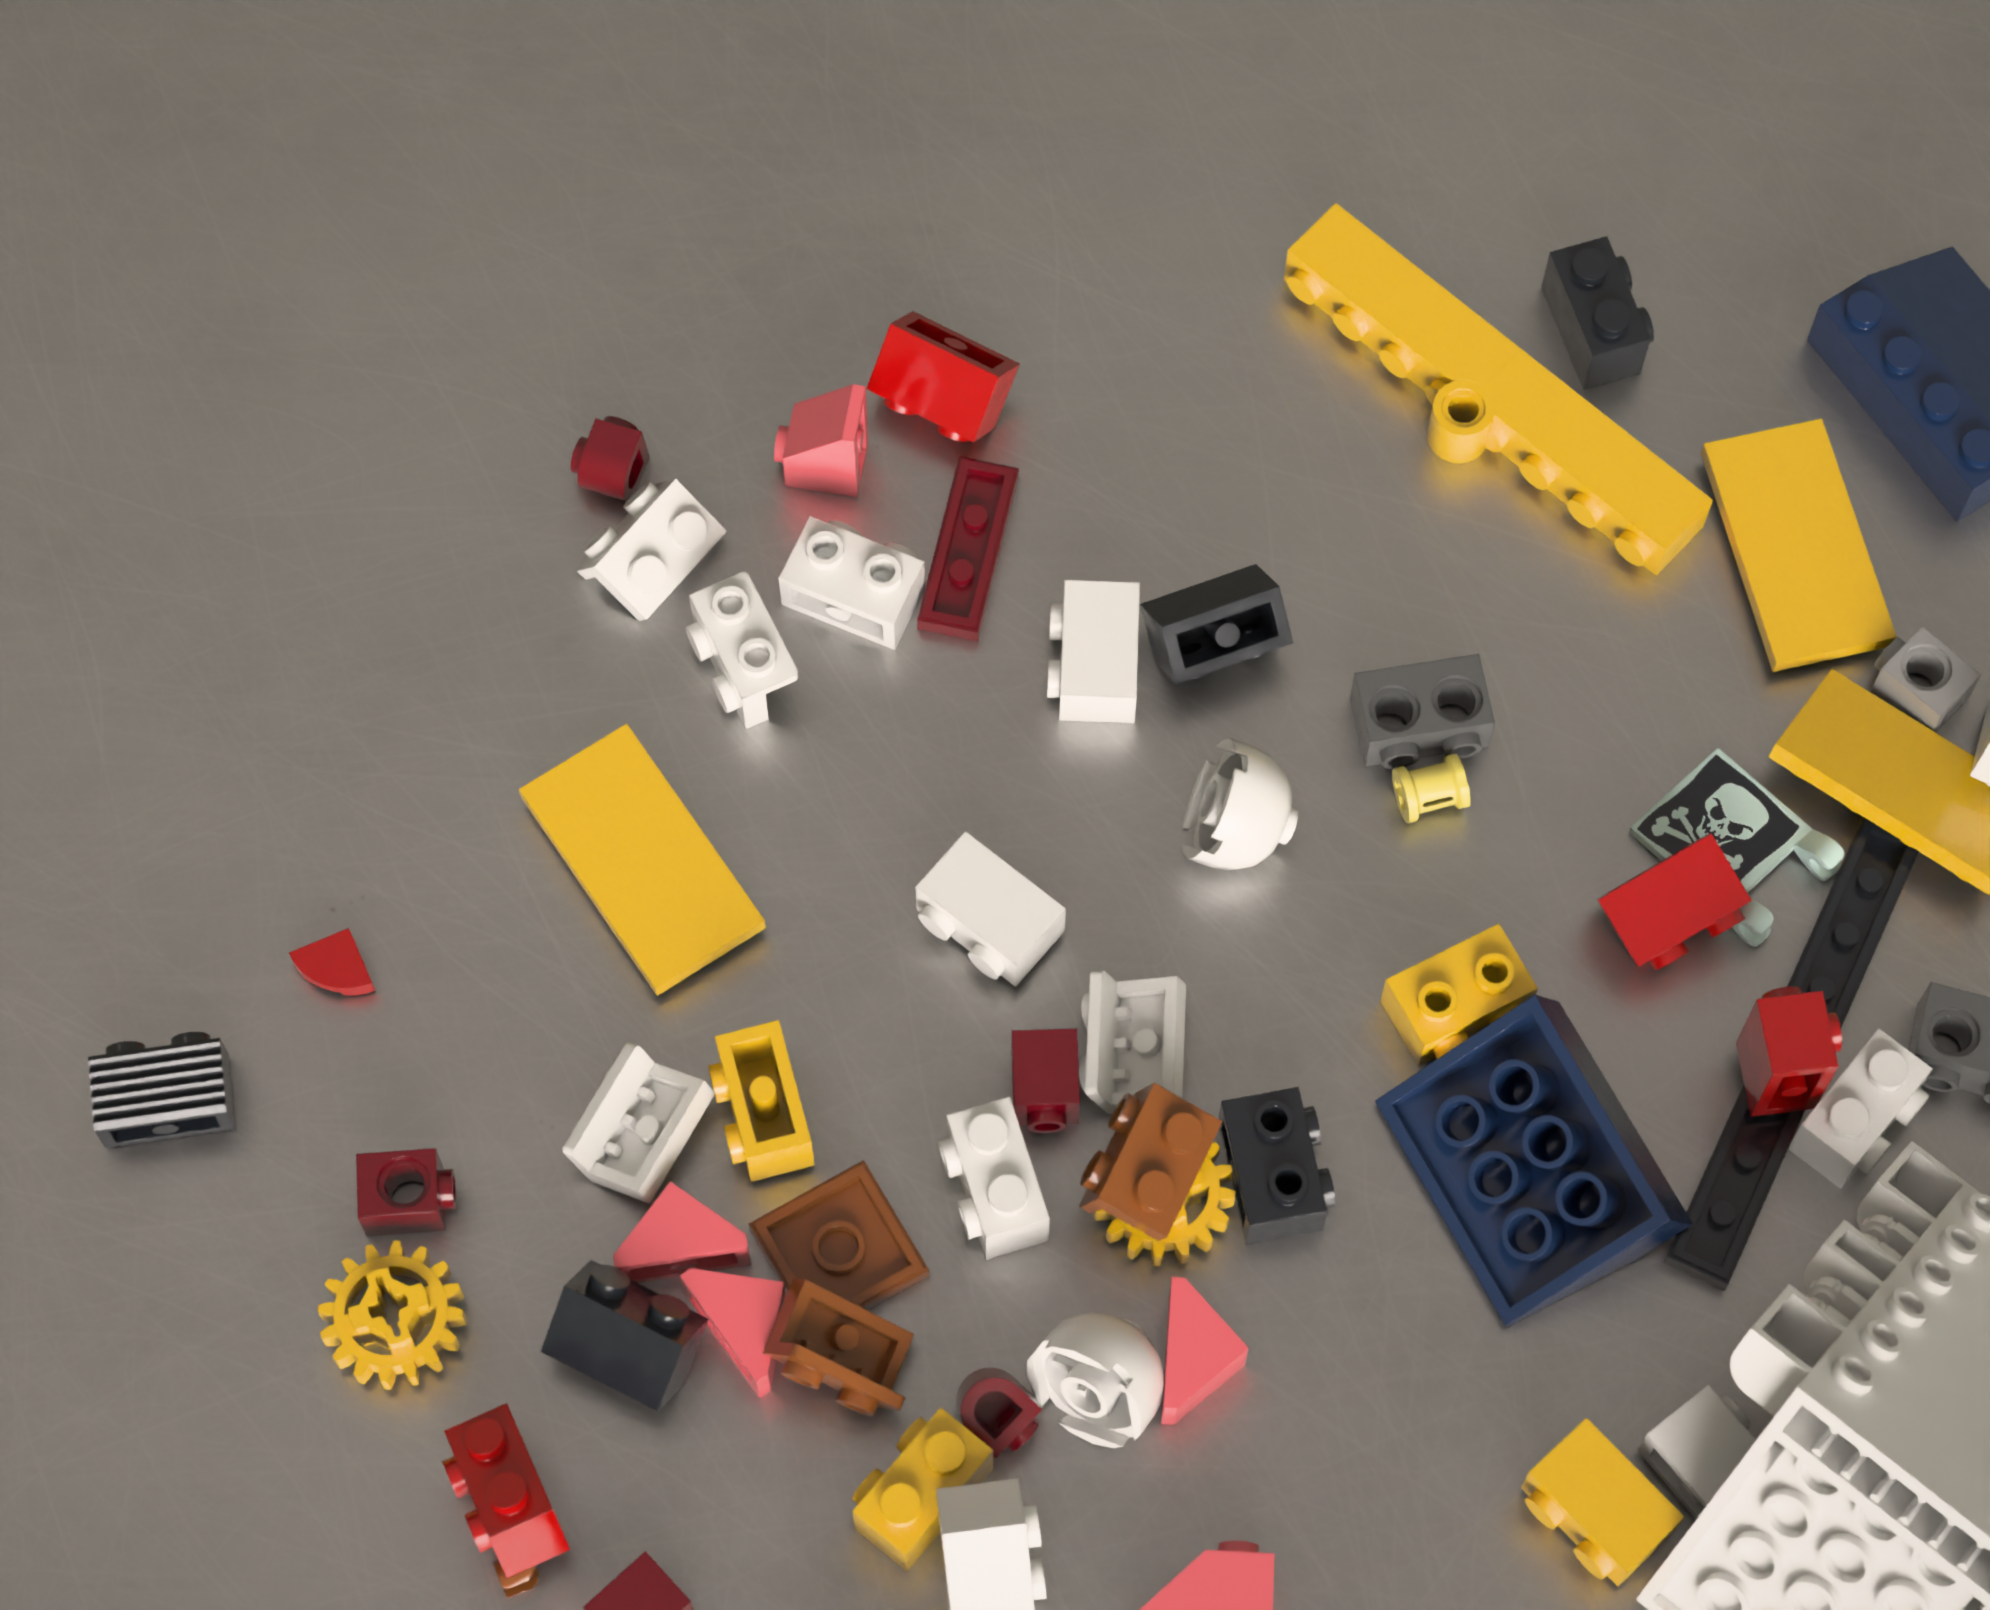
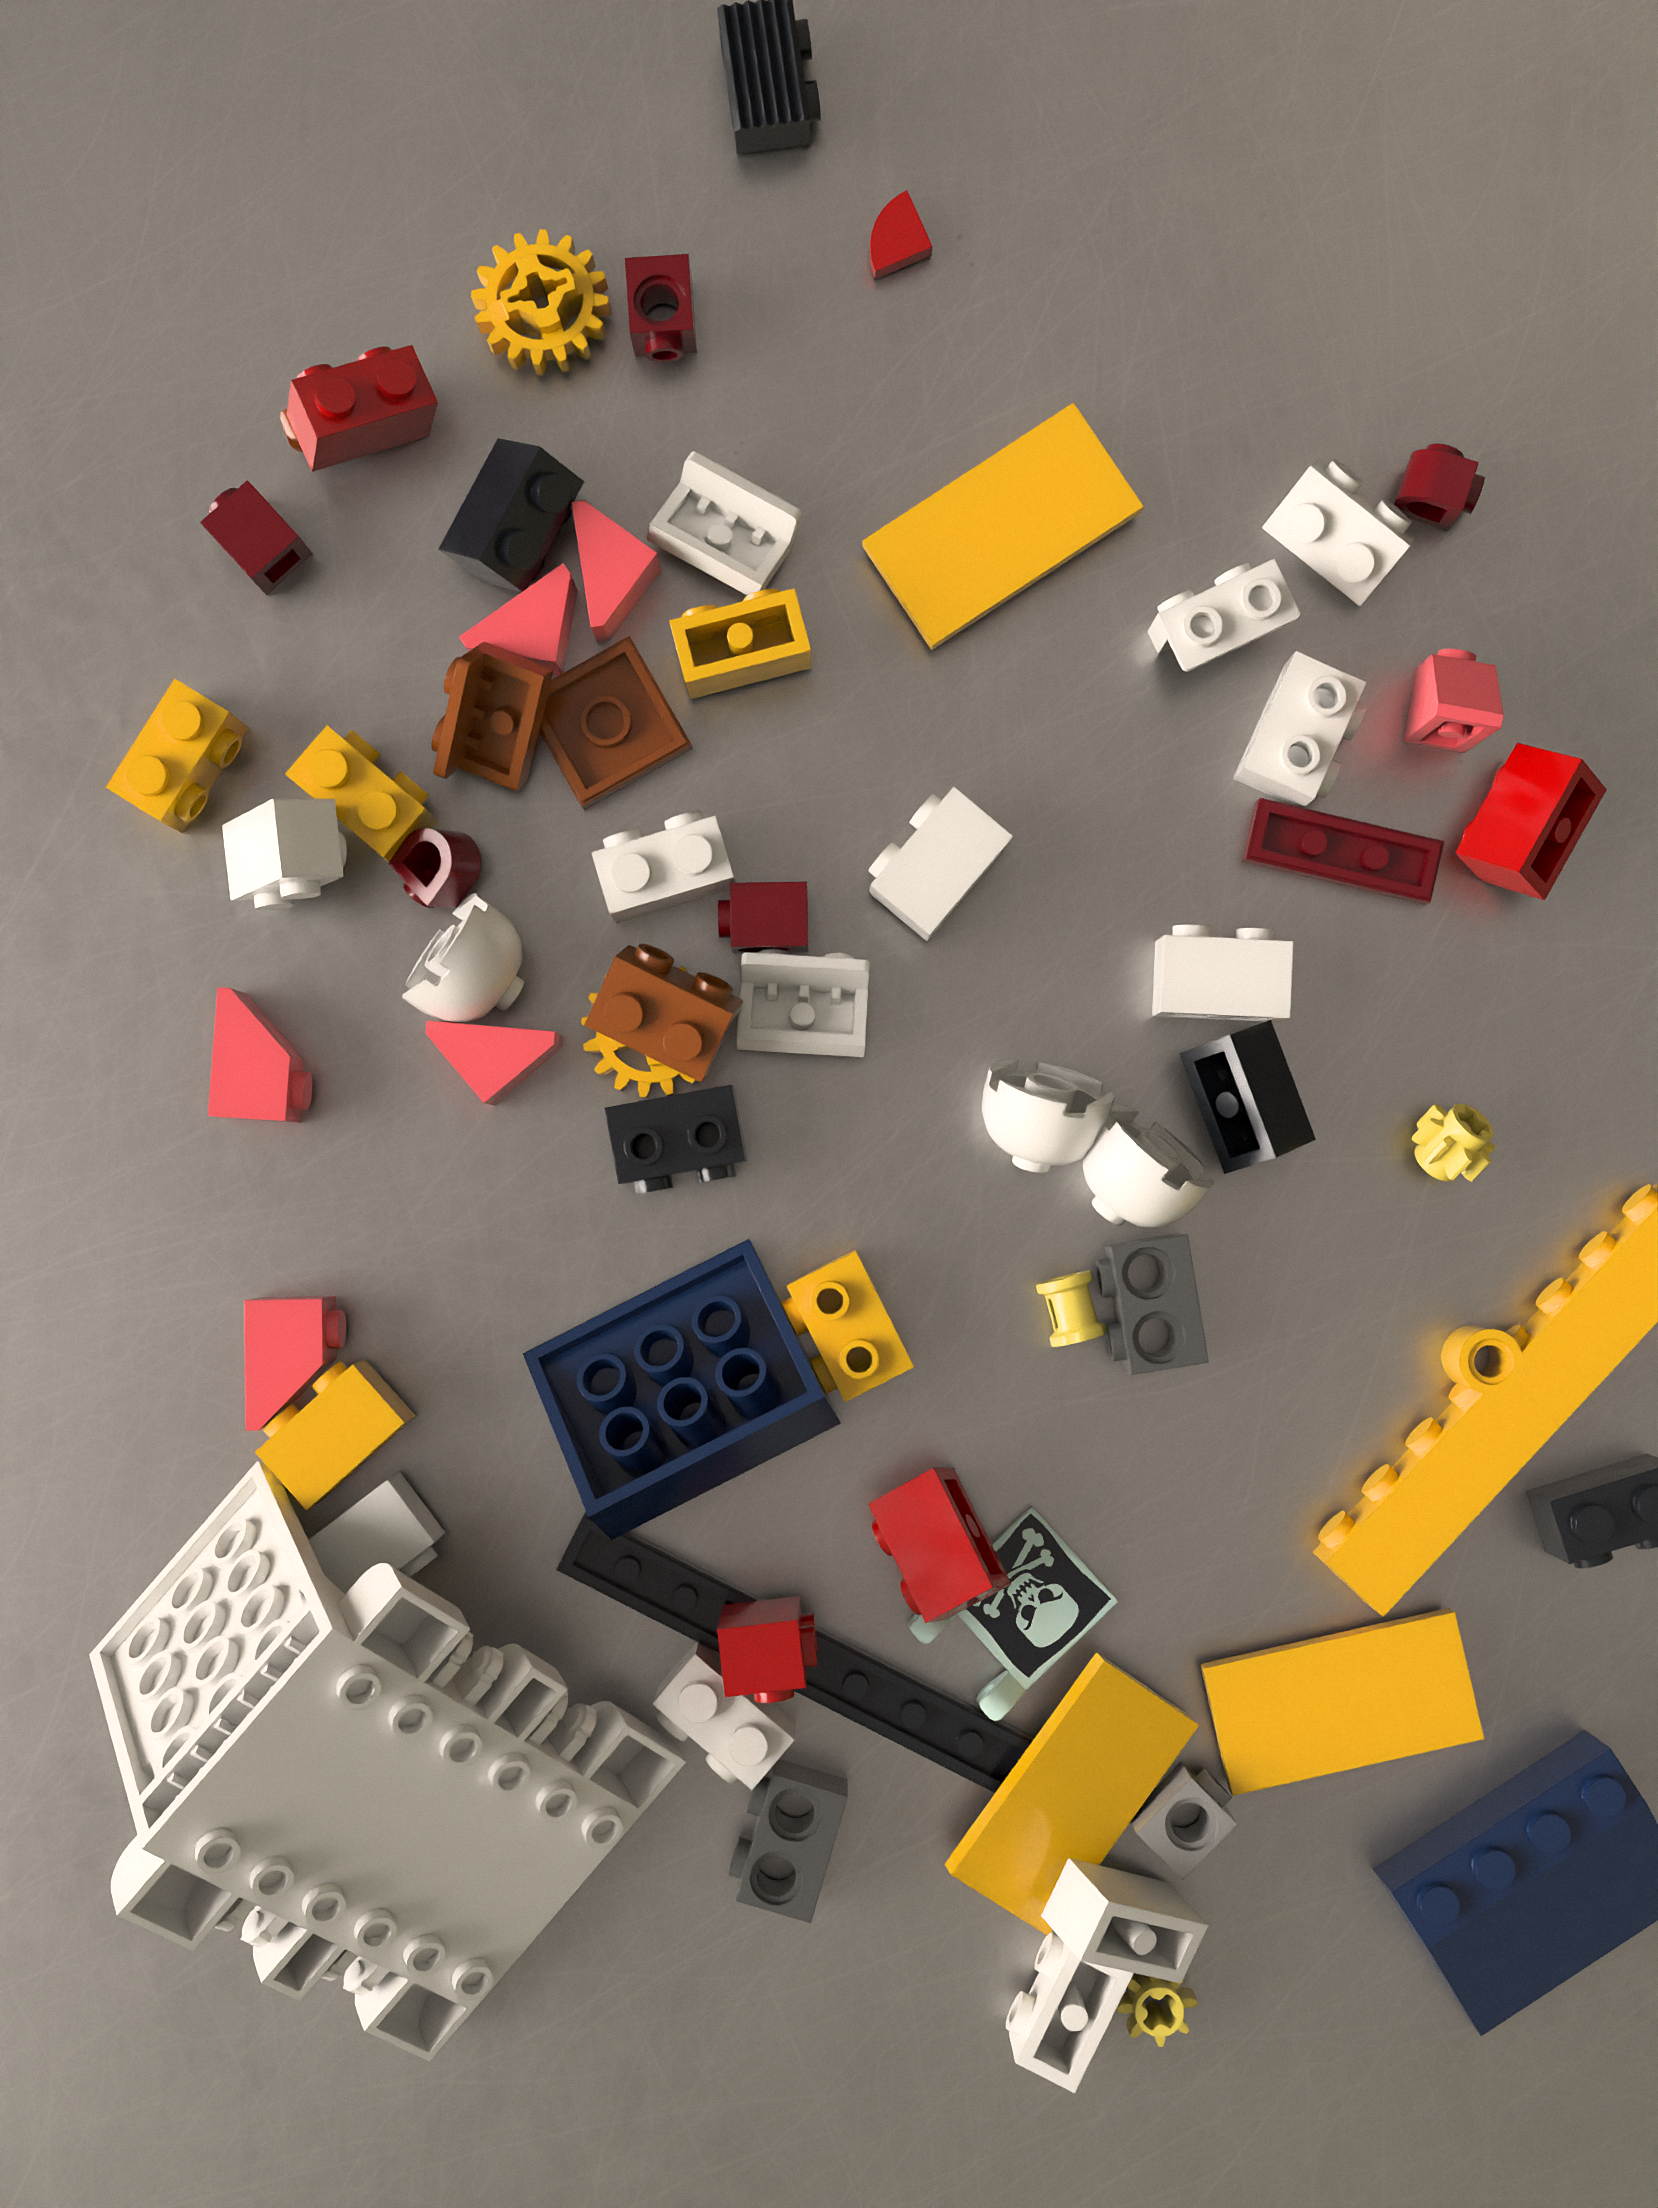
camera: 90 degrees right, 20 degrees up
(1253, 444) = (1453, 1142): none -> light yellow gear
(1299, 717) = (1142, 1173): none -> white cylinder
(1518, 1560) = (287, 1351): none -> coral slope

